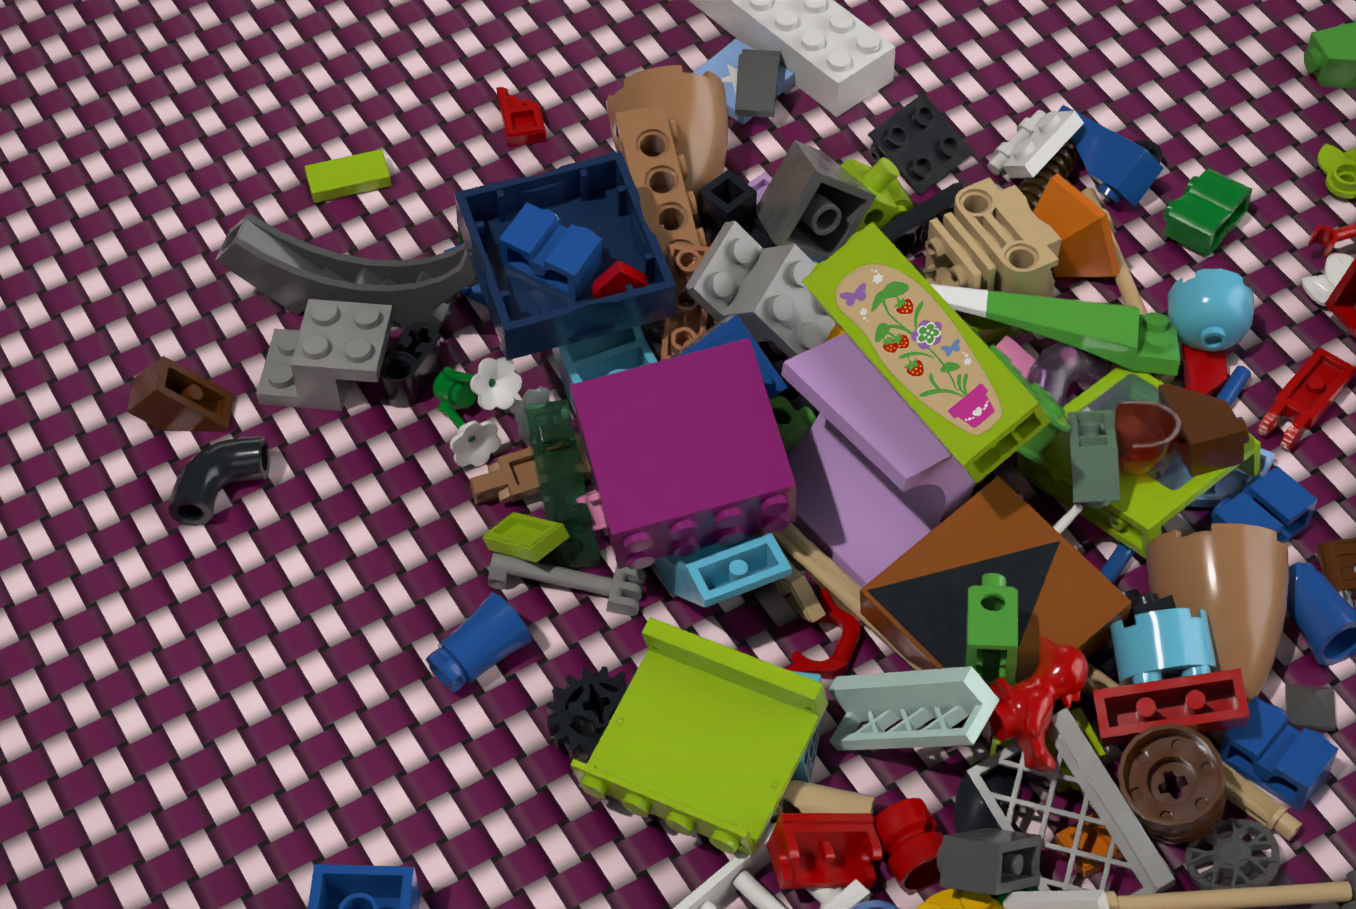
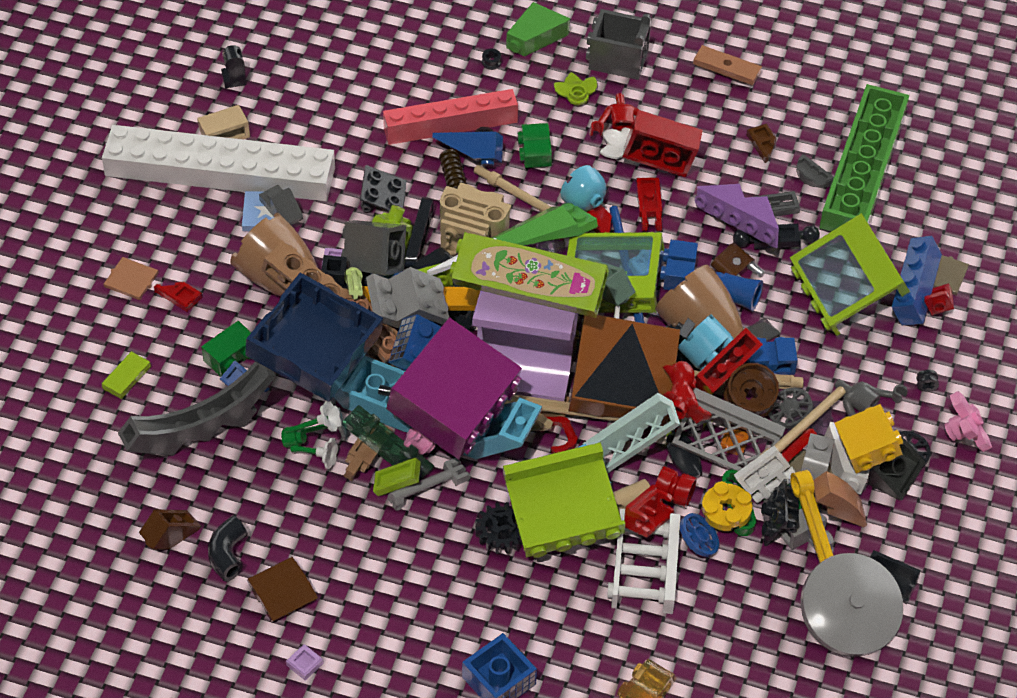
camera: 45 degrees left, 0 degrees up
(151, 705) = (304, 662): none -> lavender tile
(226, 583) = (282, 589): none -> reddish brown slope
(330, 349) = (219, 461): light grey bracket -> none
(411, 364) = (261, 441): black beam -> none
(479, 643) = (423, 533): blue plant -> none
(485, 63) = (131, 278): none -> nougat piece
(549, 252) = (309, 339): blue brick -> none
(615, 279) = (352, 335): red tile -> none
(706, 231) = (353, 278): none -> yellowish green axle
(989, 861) = (714, 469): dark grey brick -> none
(992, 626) = (645, 375): bright green torso -> none
(1034, 143) = (441, 158): white plate -> none
(1083, 229) = (498, 181): orange slope -> none
(1119, 101) = (450, 116): none -> coral brick
(1144, 435) = (620, 254): clear red helmet -> none
(1209, 430) = (636, 241): reddish brown slope -> none
(1263, 52) = (491, 64): none -> black bush

